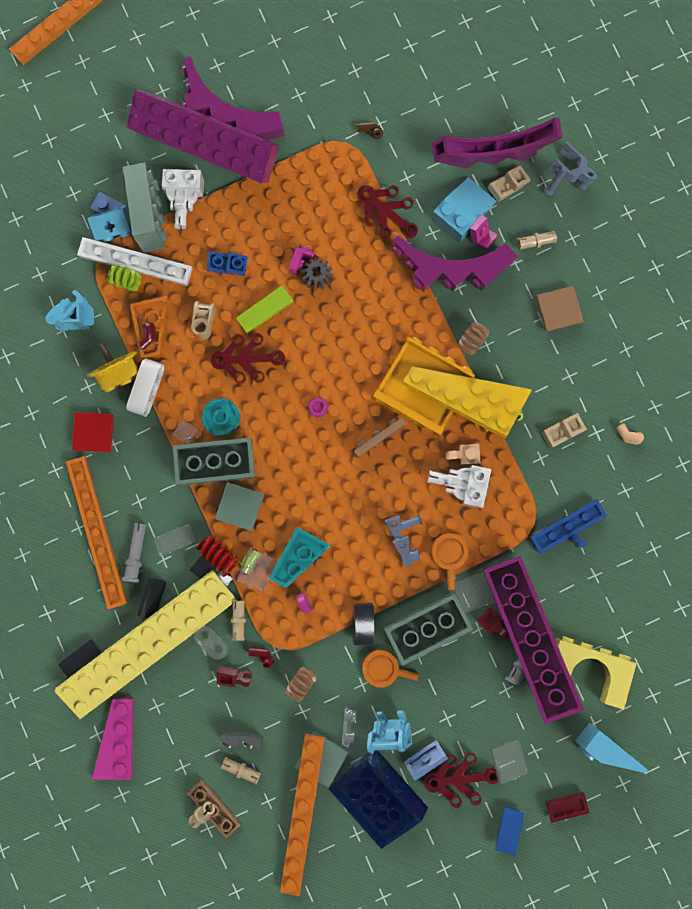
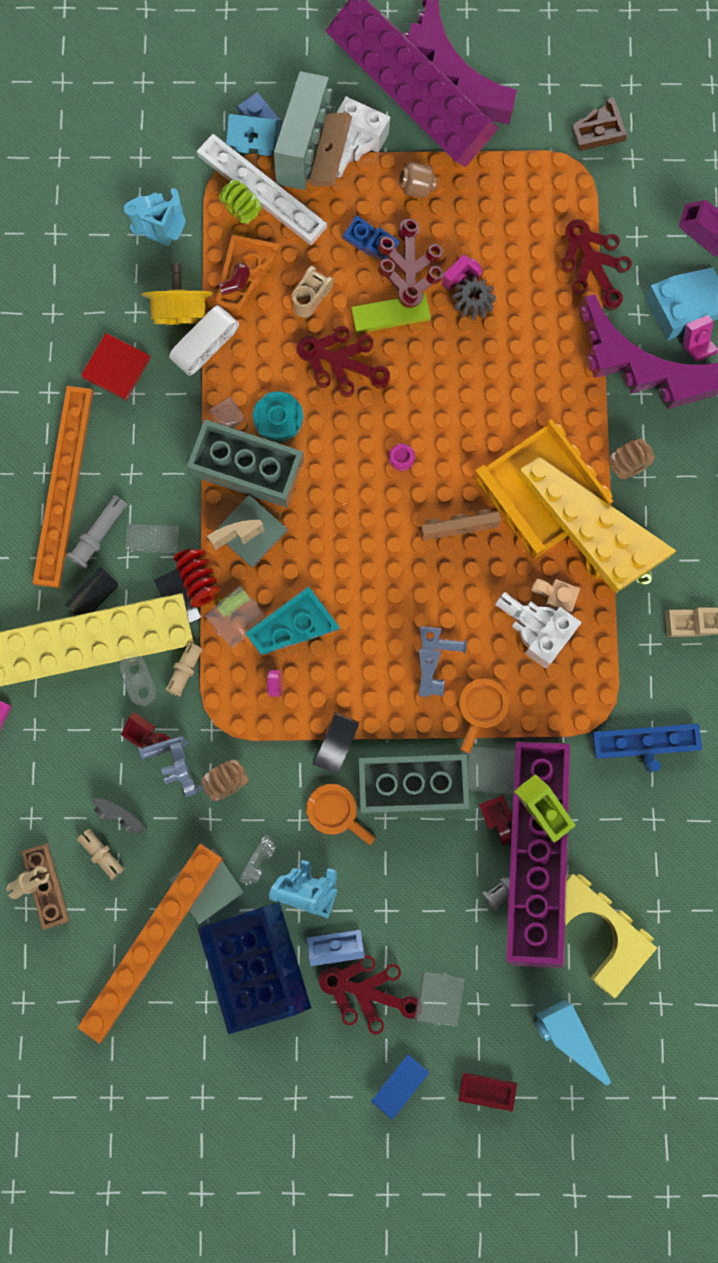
camera: 20 degrees right, 5 degrees down
(170, 213) = (330, 149): none -> medium nougat tile
(235, 510) = (243, 530): none -> tan slope
(240, 207) = (417, 180): none -> medium nougat head
(262, 271) = (408, 265): none -> plant
(264, 655) = (195, 726): dark red arm -> none
(269, 696) = (180, 769): none -> sand blue piece
(348, 111) = (600, 128): none -> wing
(372, 128) = (619, 158): reddish brown arm -> none
(524, 609) = (545, 808): none -> lime slope

